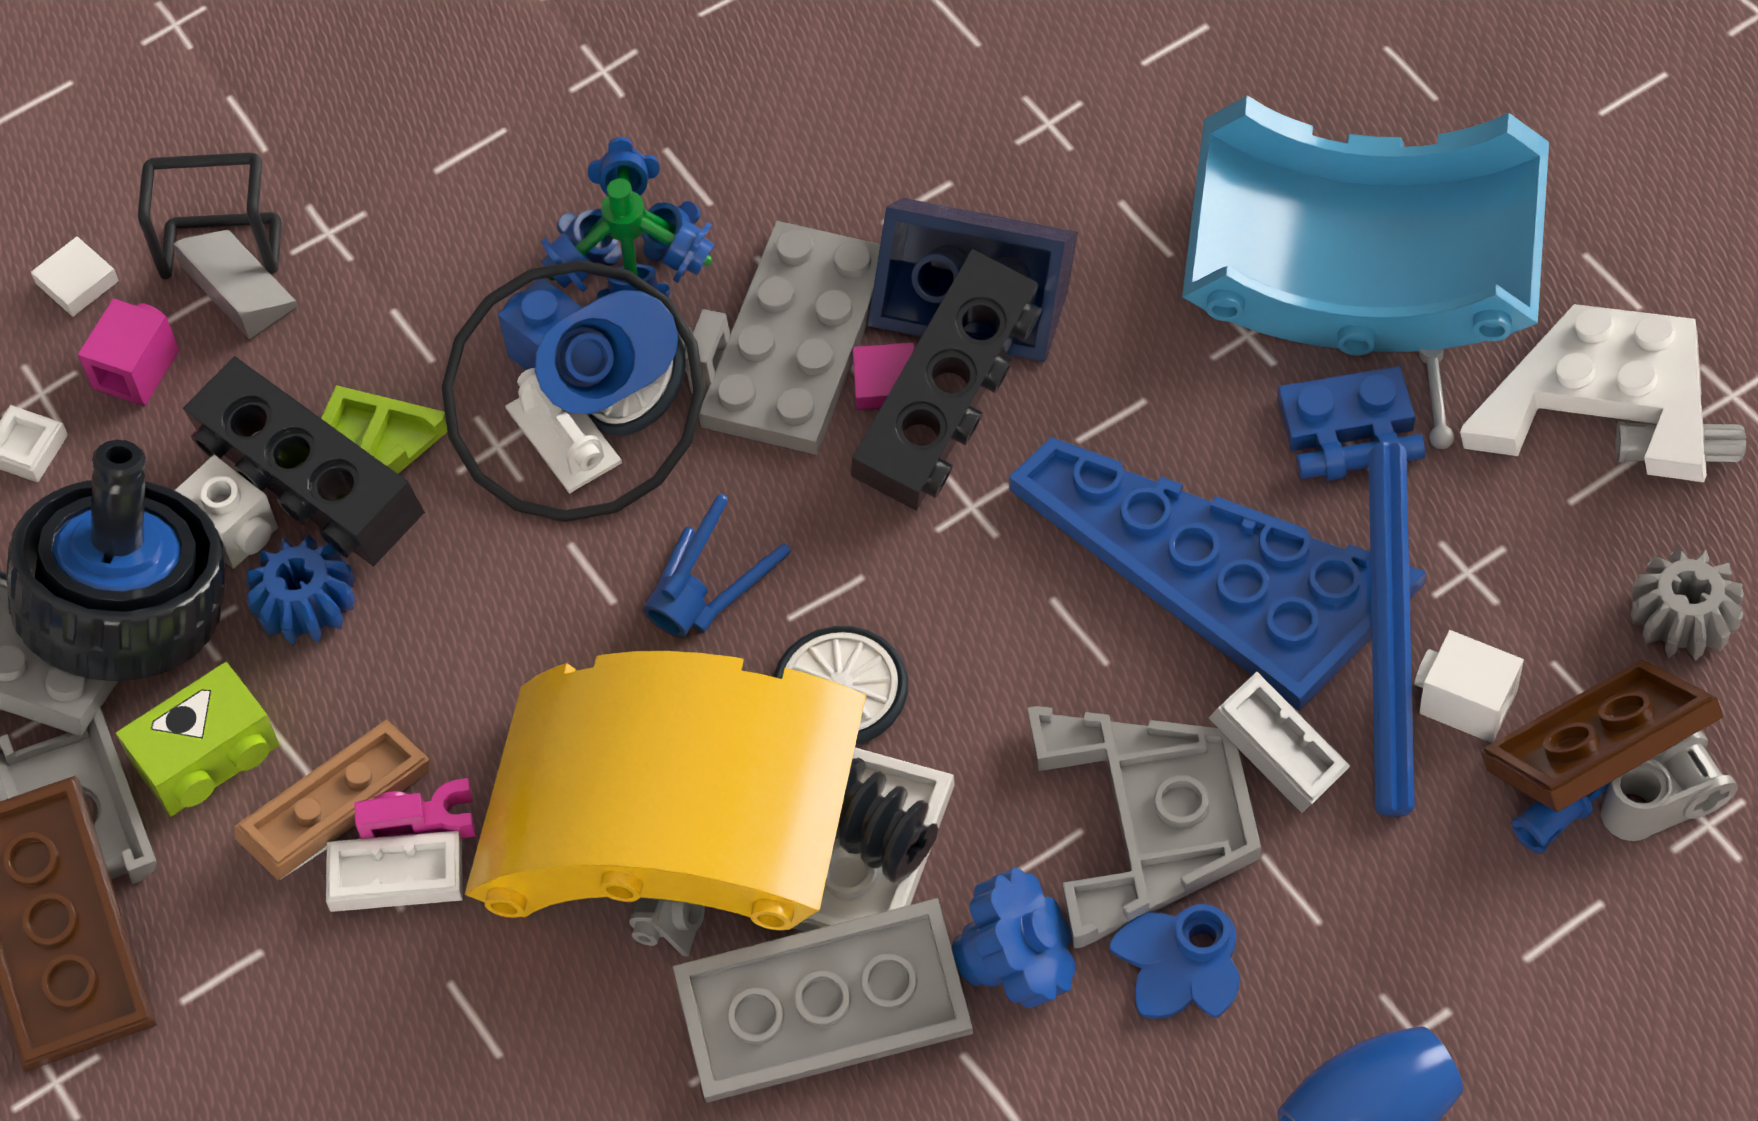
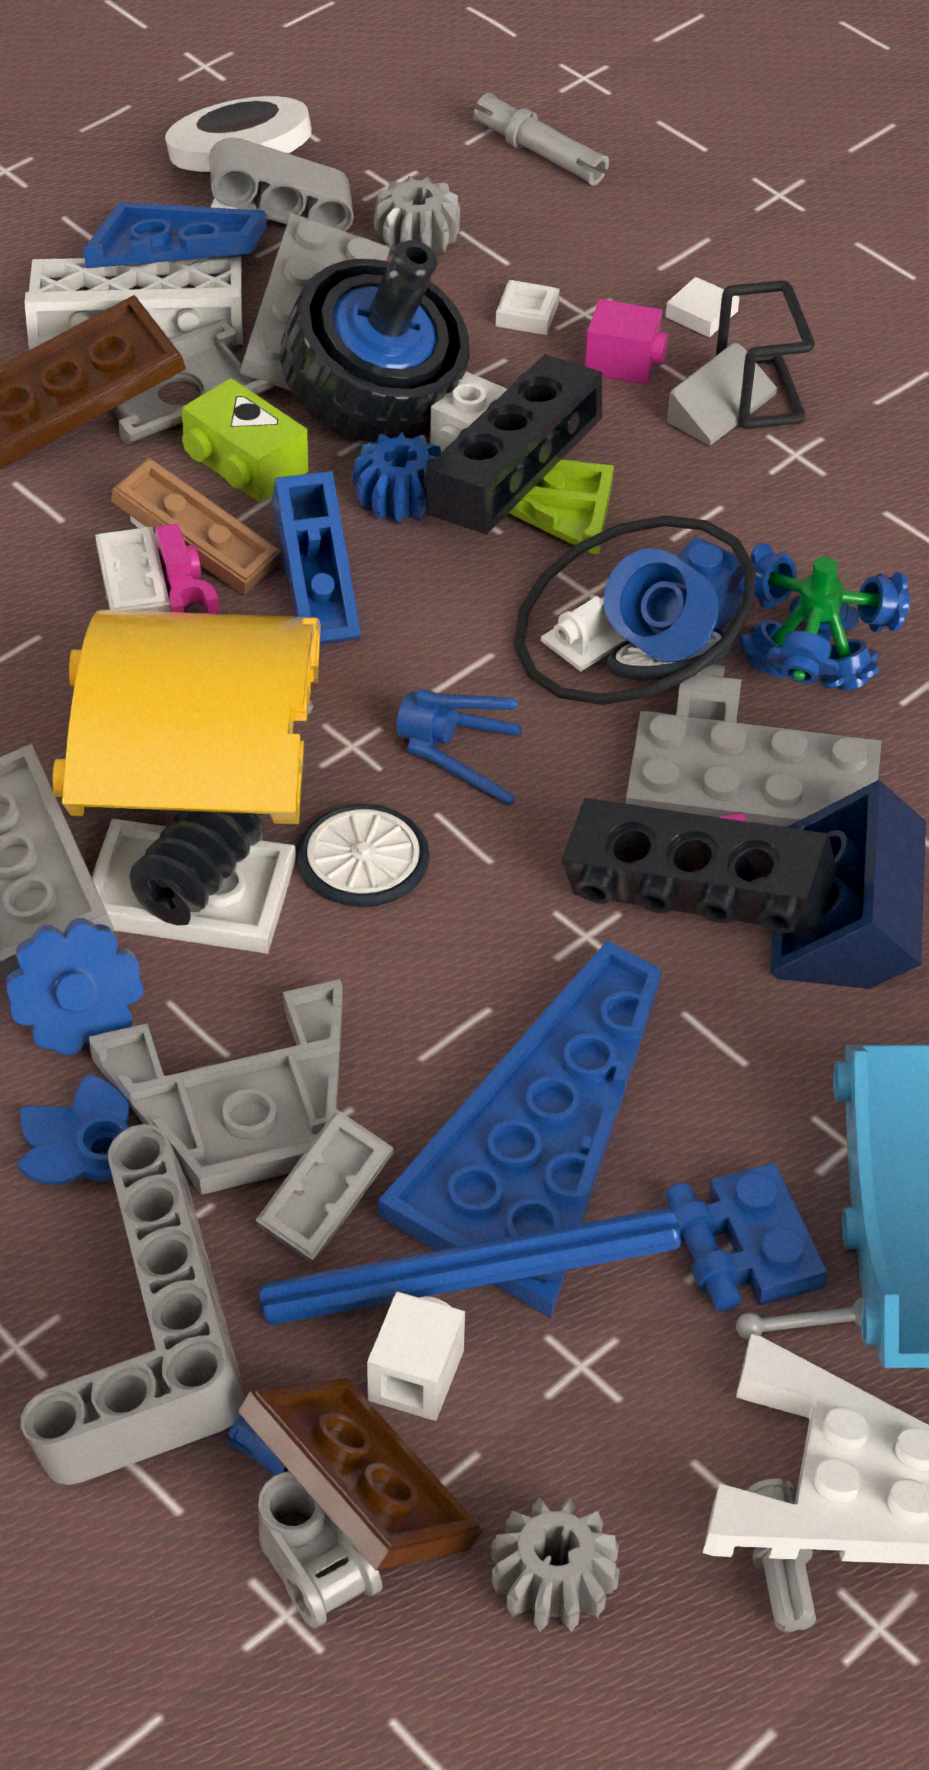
camera: 75 degrees right, 10 degrees down
(413, 681) = (315, 554): none -> blue slope
(1421, 879) = (192, 1377): none -> light grey beam

